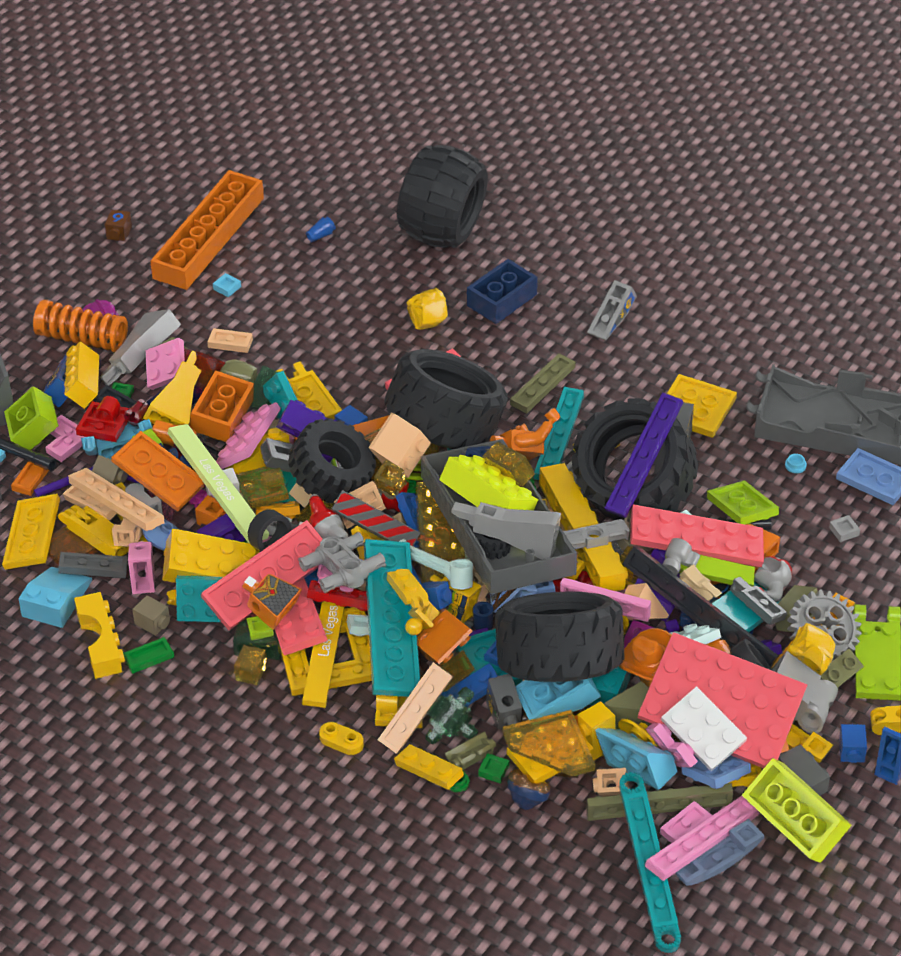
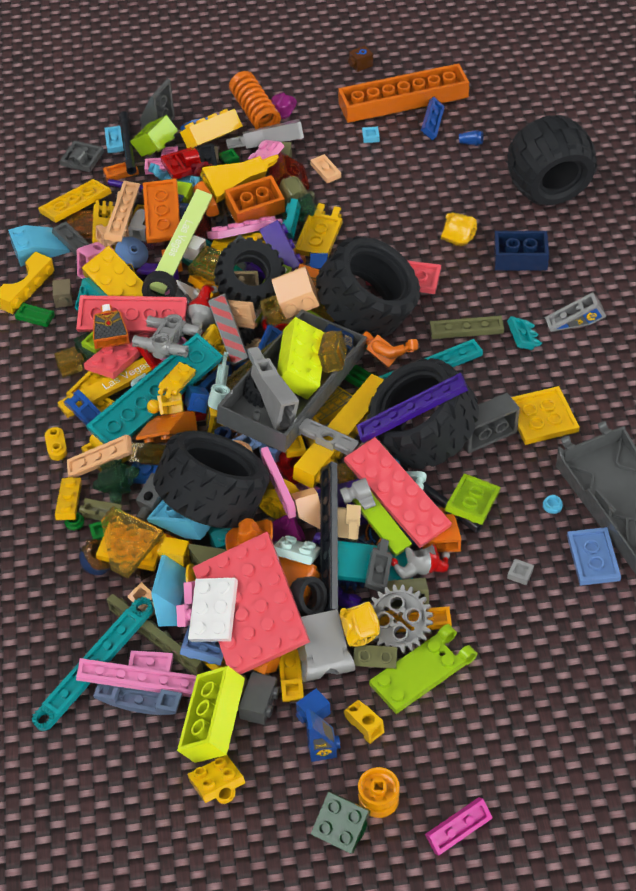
camera: 50 degrees right, 5 degrees up
(262, 235) = (432, 118): none -> blue plate
(344, 687) = (86, 412): none -> blue plate
(585, 353) = (523, 333): none -> teal plate
(861, 853) = (217, 780): none -> yellow plate

